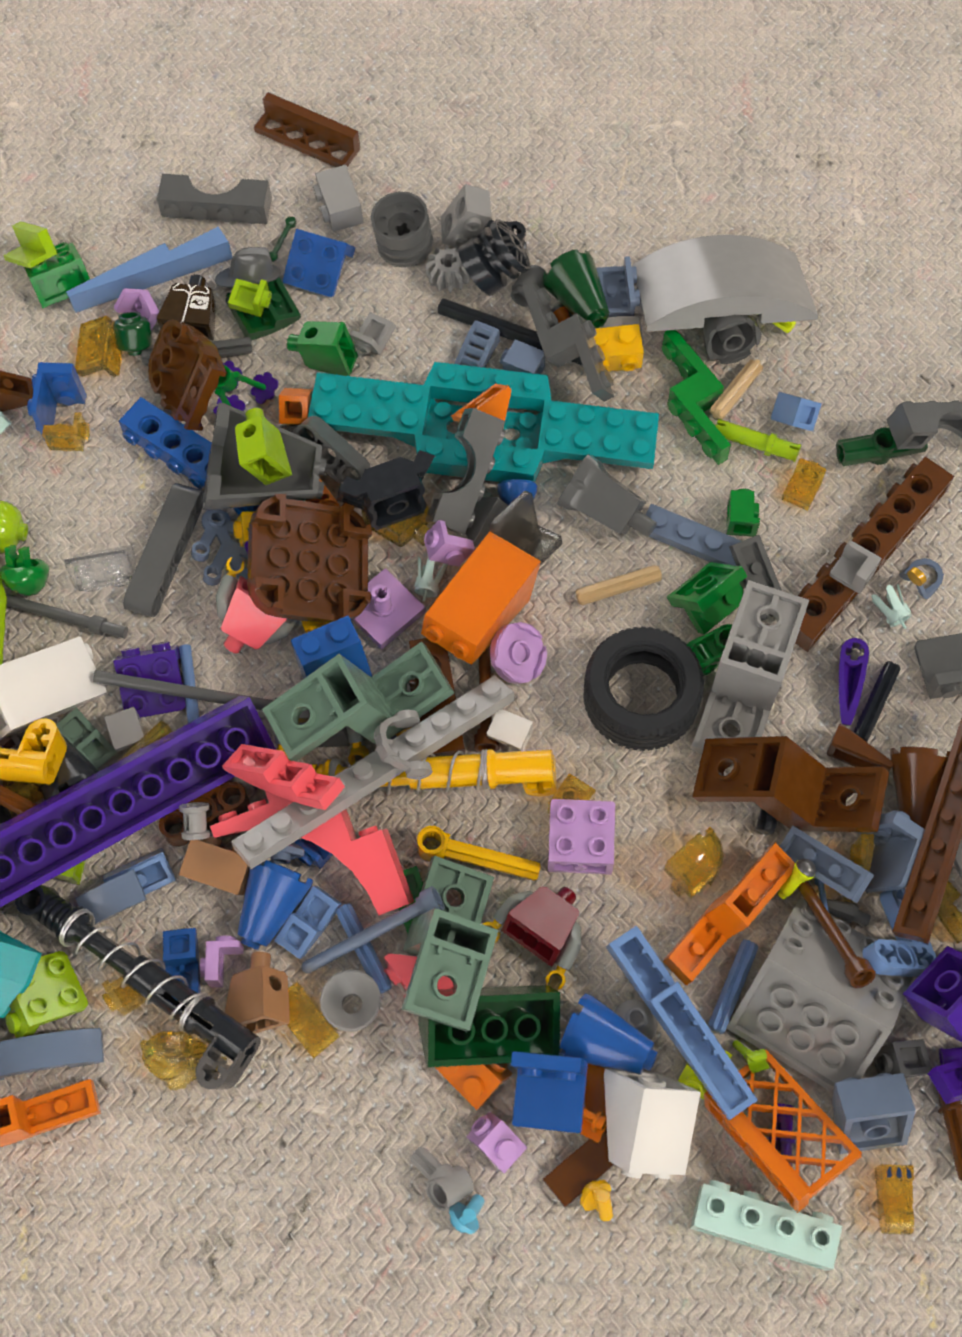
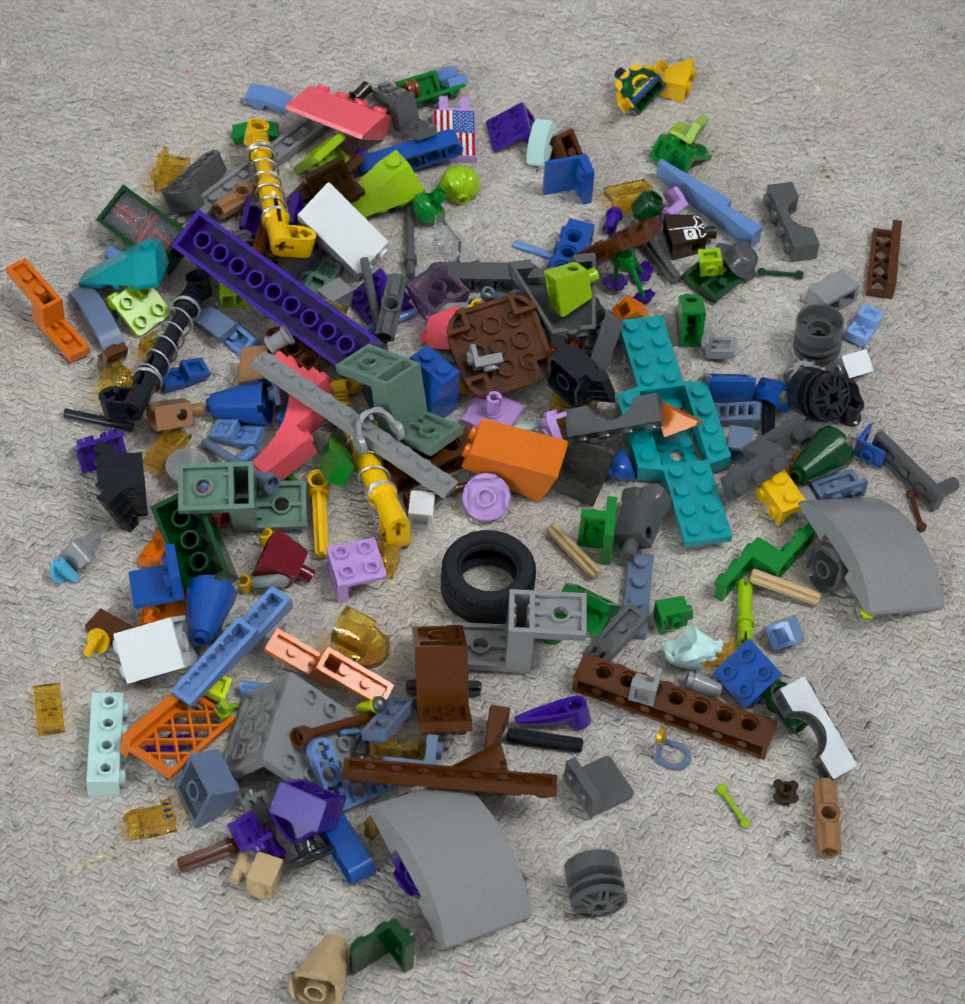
camera: 65 degrees right, 15 degrees down
(65, 437) = (549, 200): clear yellow bracket -> none
(125, 375) = (614, 216): none -> dark purple pin
(128, 1052) = (112, 355): none -> reddish brown slope
(140, 478) = (532, 249): none -> medium blue bar
(176, 656) = (393, 297): none -> dark grey piece
(181, 607) = (435, 289): none -> clear purple slope
(206, 1116) = (99, 420): none -> black bar
(213, 964) = (191, 389): lavender bracket -> none
(278, 1111) = (86, 455): none -> dark purple bracket
(284, 778) = (323, 368): coral slope -> none
(316, 262) = (768, 294): blue bracket -> none
(333, 583) = (487, 362): none -> light grey bracket
(361, 1095) = (121, 485): none -> black slope
(387, 179) = (864, 325): none -> light blue slope
(413, 811) = (335, 462): none -> green slope
(432, 342) = (730, 387): none -> blue slope
(460, 306) = (769, 390): none -> blue bracket
(496, 1141) = (116, 576): lavender bracket -> none
(581, 241) = (867, 451): none -> blue bracket
(612, 539) = (598, 529): none -> green bracket
(624, 216) = (913, 475): none -> dark grey piece
(684, 235) = (921, 526): none -> reddish brown hinge
(685, 1290) = (49, 709): none -> clear yellow slope
(803, 507) = (691, 649): none -> light aqua hair
(843, 517) = (702, 684): none -> light grey cone
(852, 463) = (747, 674): none -> blue hinge
(899, 610) = (627, 737): light aqua piece -> none

